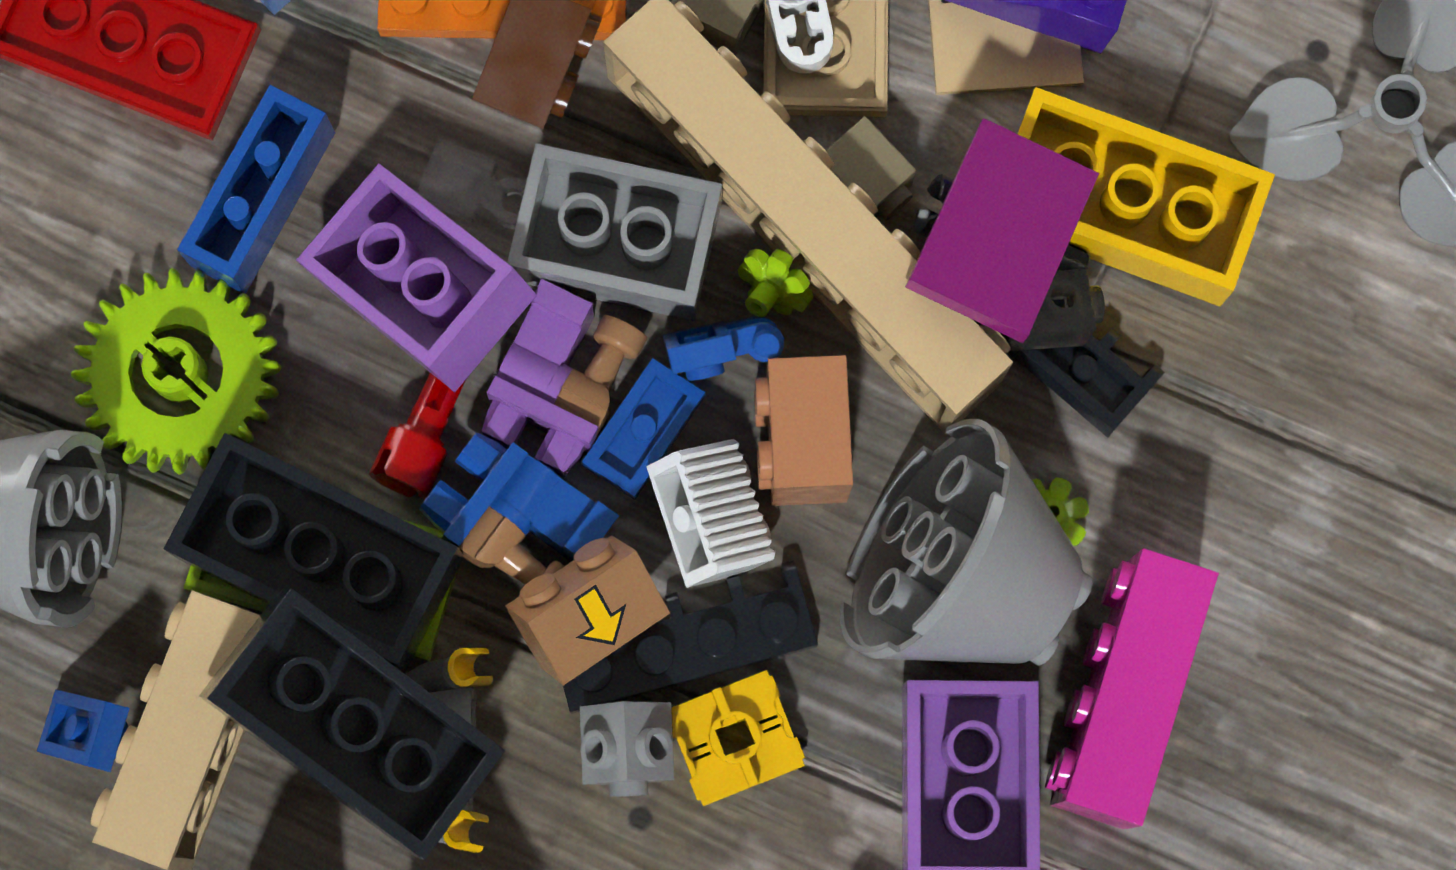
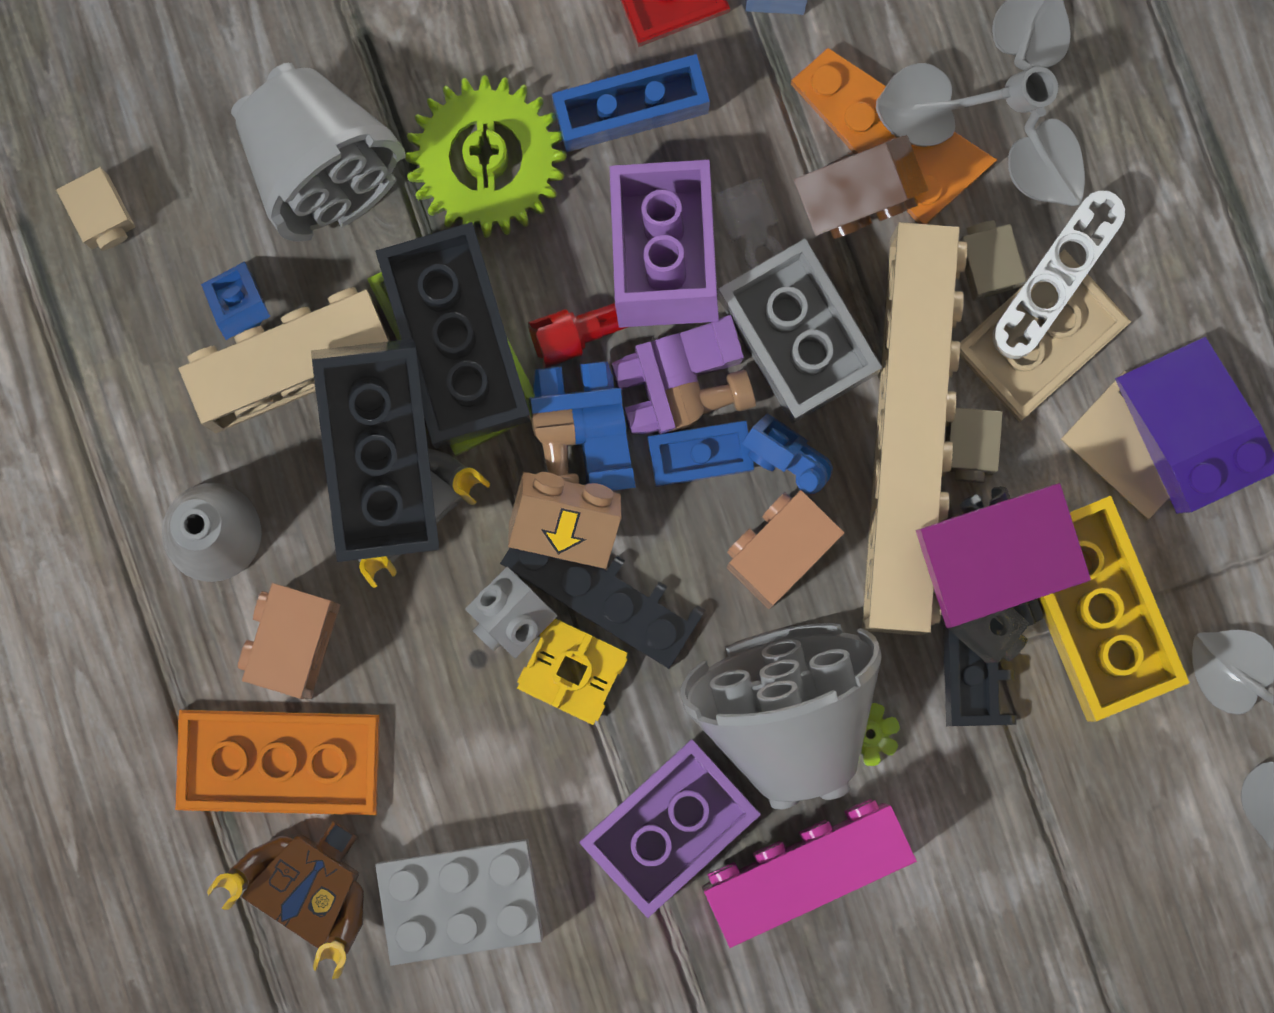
camera: 50 degrees right, 5 degrees up
(711, 512) = (687, 537): white brick -> none
(774, 283) = (854, 450): lime plant -> none

